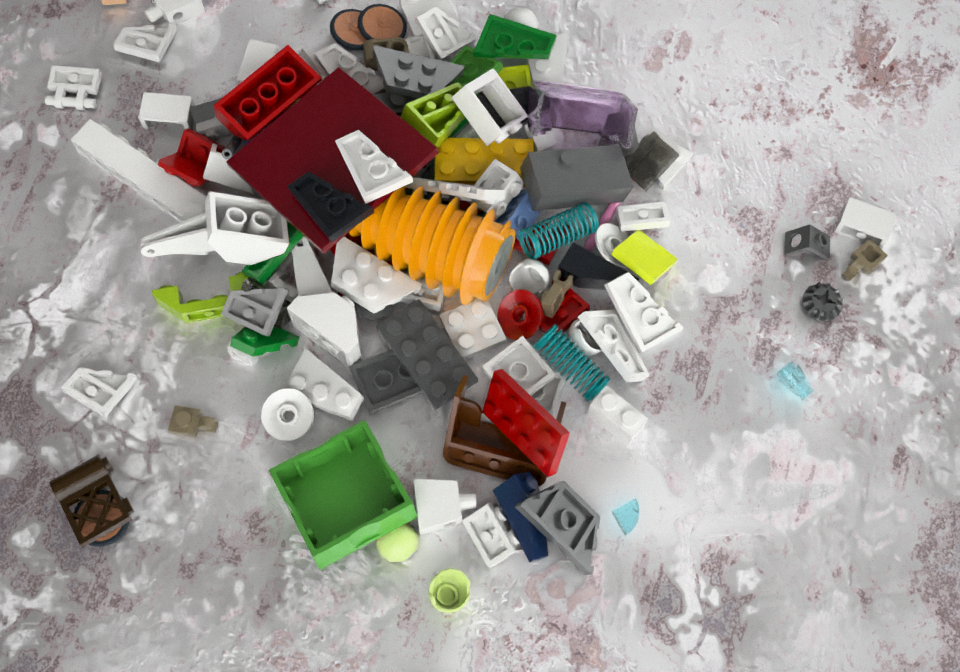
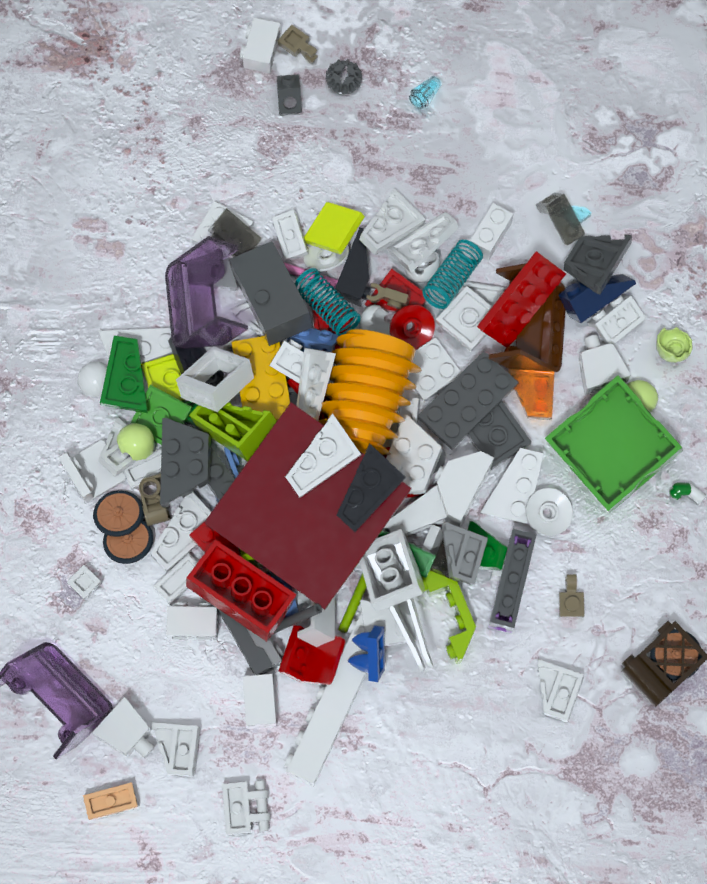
camera: 100 degrees left, 5 degrees up
(174, 204) = (374, 661): none -> blue tile
(220, 360) = (512, 581): none -> dark grey piece
(280, 571) = (687, 489): none -> arm
(423, 429) = (535, 392): none -> clear orange wing
(445, 42) = (136, 441): none -> yellowish green hair
(624, 497) = (562, 217): none -> clear smoke bracket

